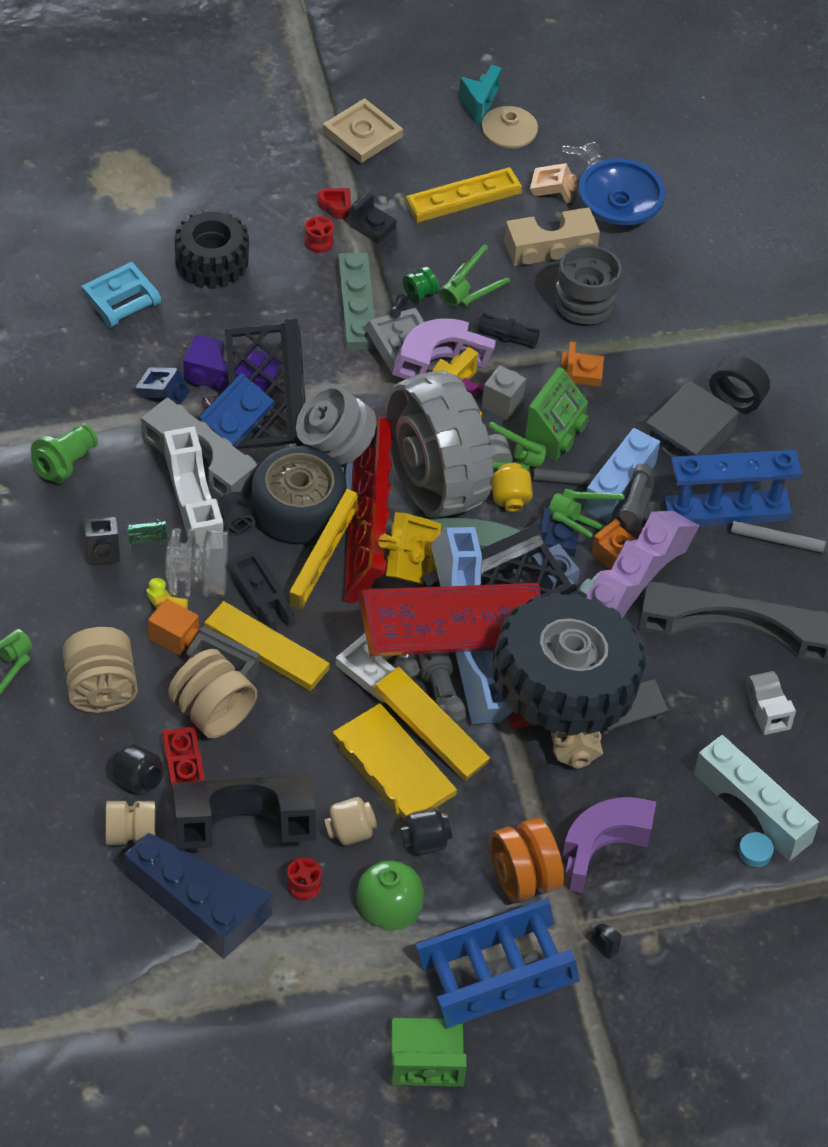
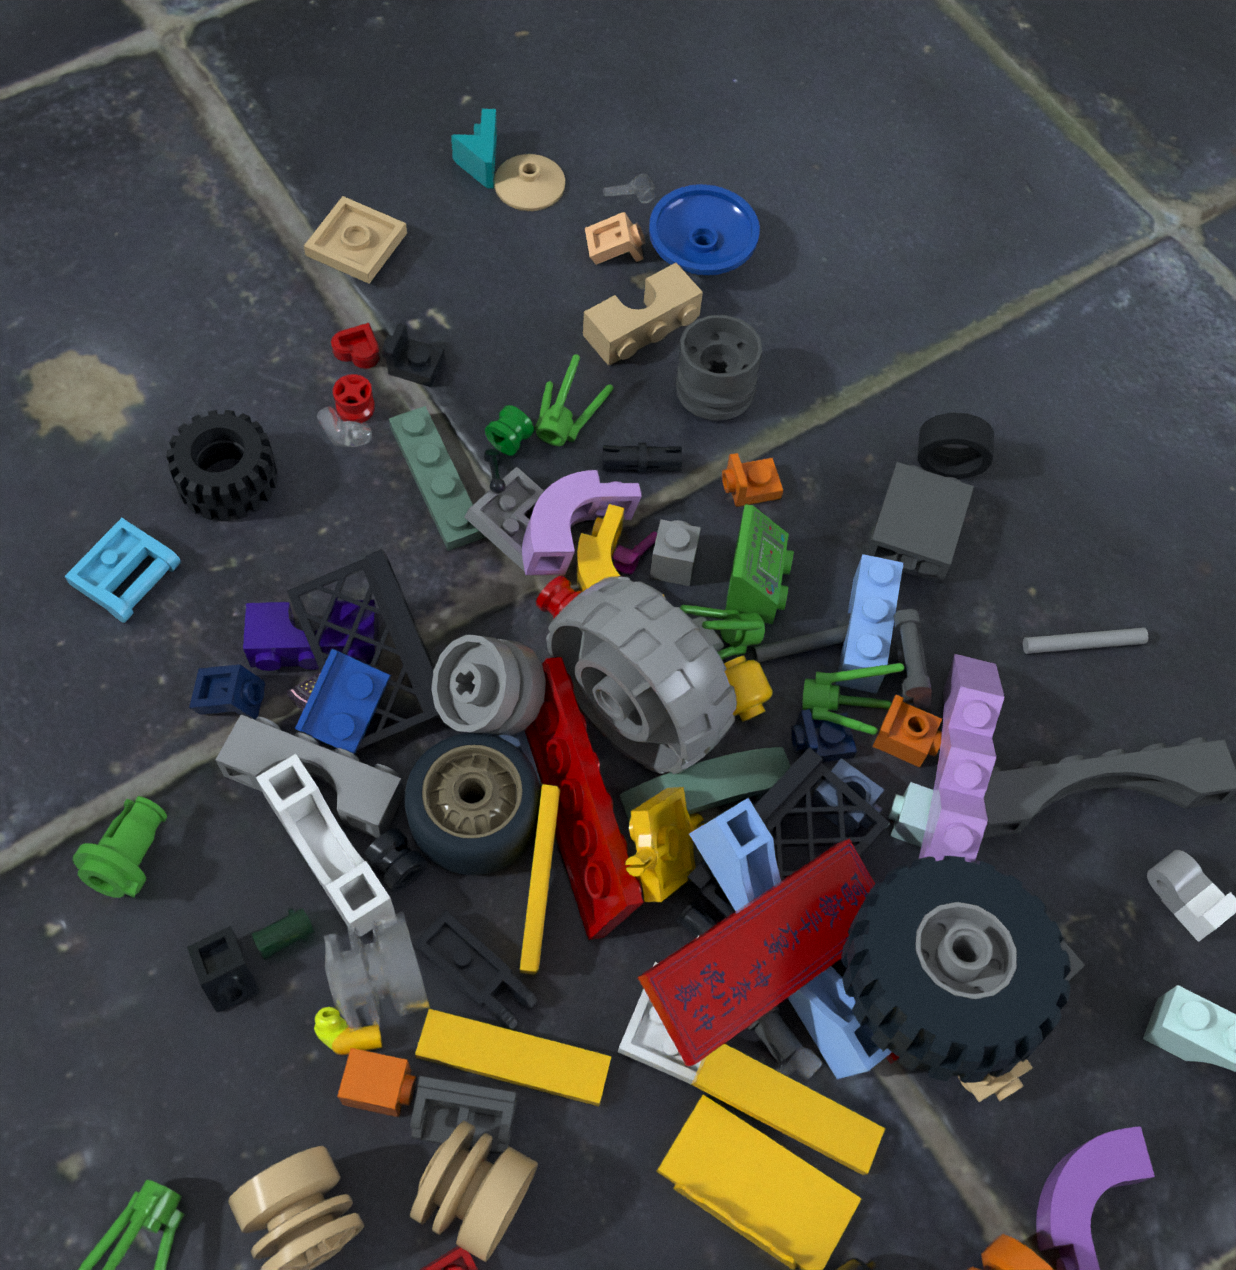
camera: 20 degrees left, 10 degrees up
(304, 254) = (343, 432): none -> clear arm
(463, 194) = (510, 289): yellow tile -> none
(741, 506) = (1020, 599): blue fence -> none

